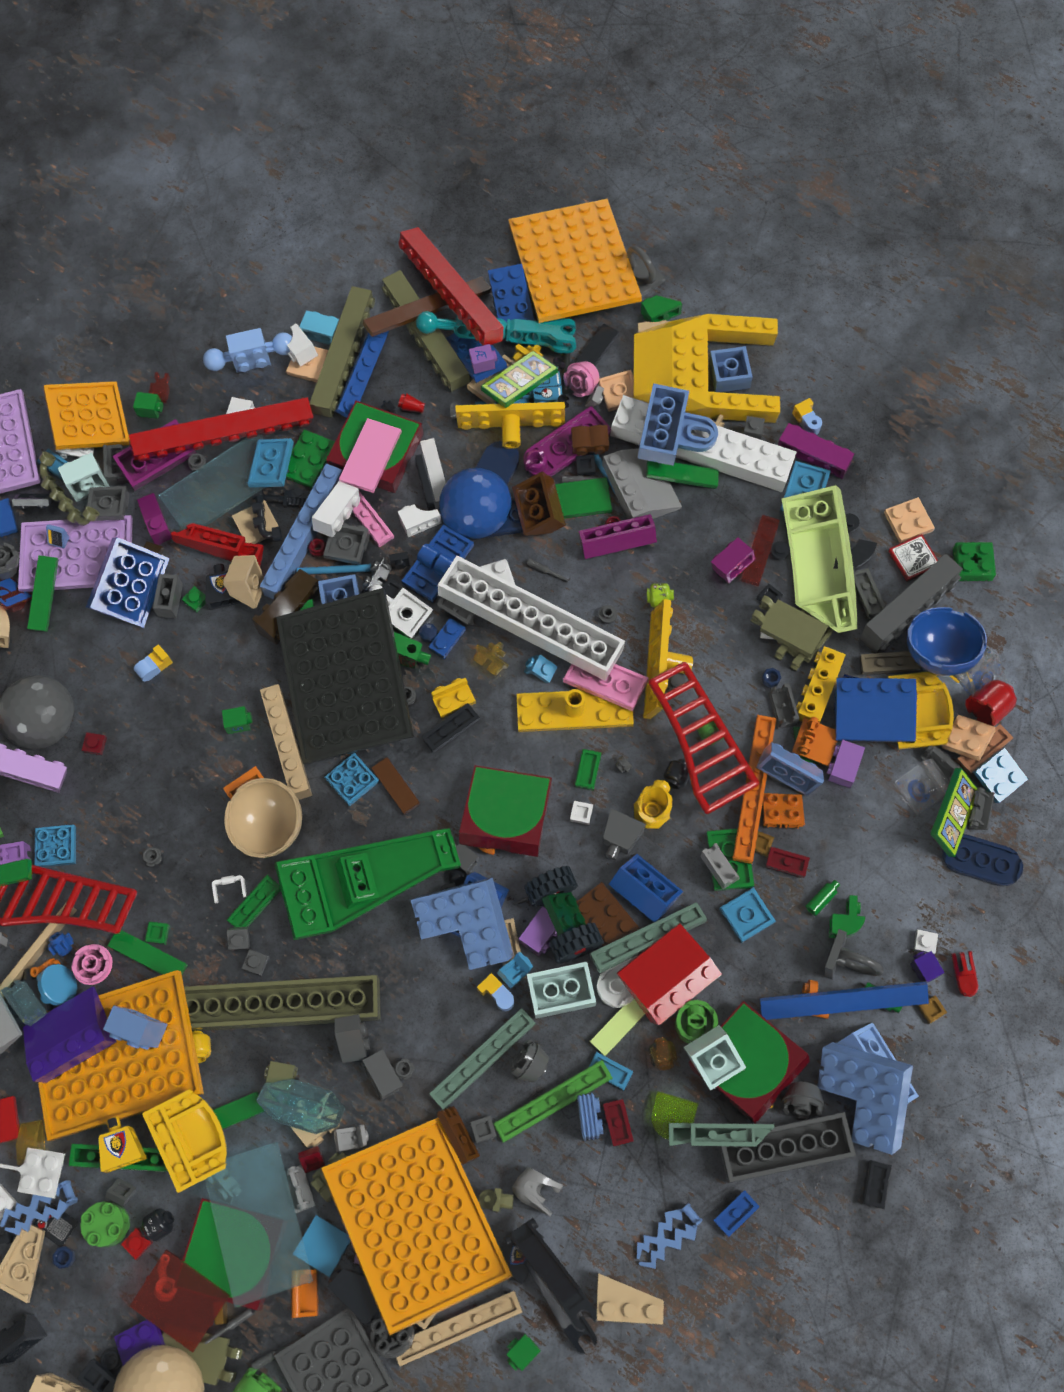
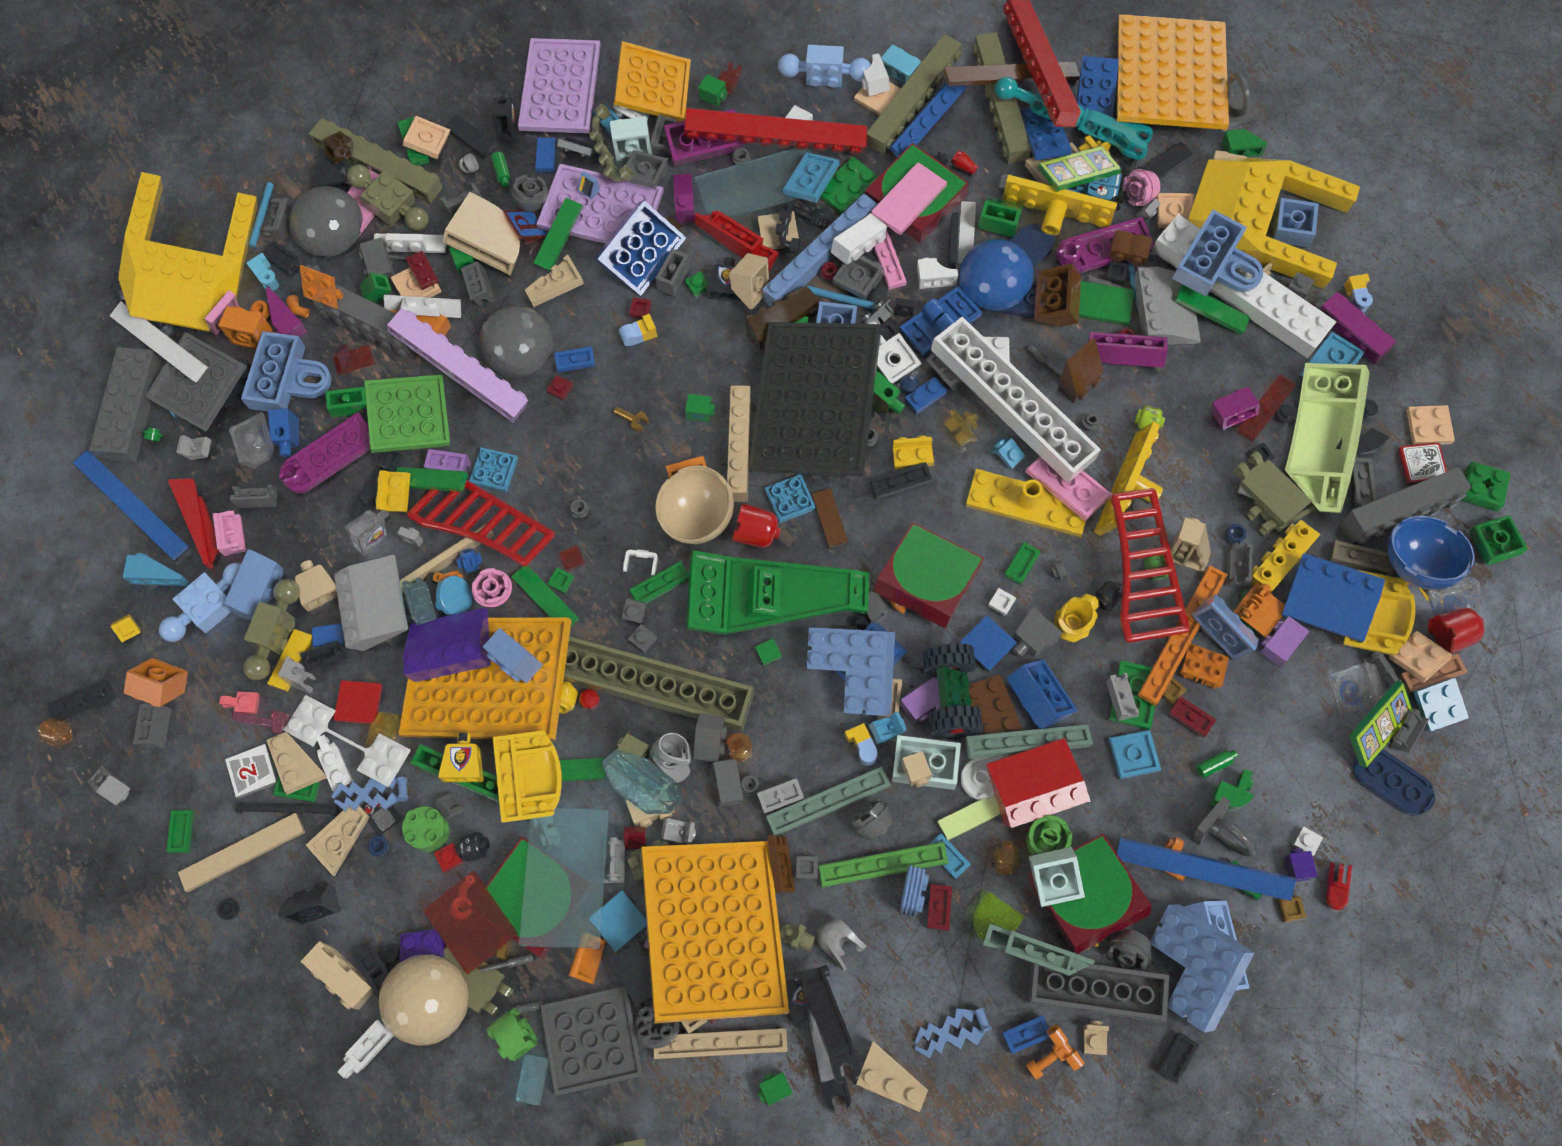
camera: 20 degrees right, 0 degrees up
(56, 641) = (558, 281): none -> tan wing
(99, 711) = (574, 359): none -> blue plate
(147, 640) = (640, 308): none -> dark red plate
(161, 907) = (572, 558): none -> clear red tile
(175, 750) = (632, 418): none -> pearl gold bar
(223, 1039) = (589, 699): none -> red tile
(319, 1069) = (669, 756): none -> light grey helmet
(328, 818) = (756, 527): none -> red cylinder
(376, 1033) = (734, 742): none -> clear orange head
(379, 934) = (768, 652): none -> green tile
(435, 1069) = (780, 795): none -> light grey hinge
(461, 445) = (1000, 216): none -> green slope
(482, 358) = (1050, 137): medium lavender brick -> none
(555, 1001) = (916, 769): none -> tan brick
(582, 856) = (989, 643): none -> blue tile
(584, 572) = (1081, 372): none -> reddish brown slope
(735, 703) = (1191, 545): none -> tan wedge
(771, 1217) = (1061, 1050): none -> orange bar
(798, 1194) = (1095, 1038): none -> tan bracket
(1004, 597) = (1503, 529): none -> green brick

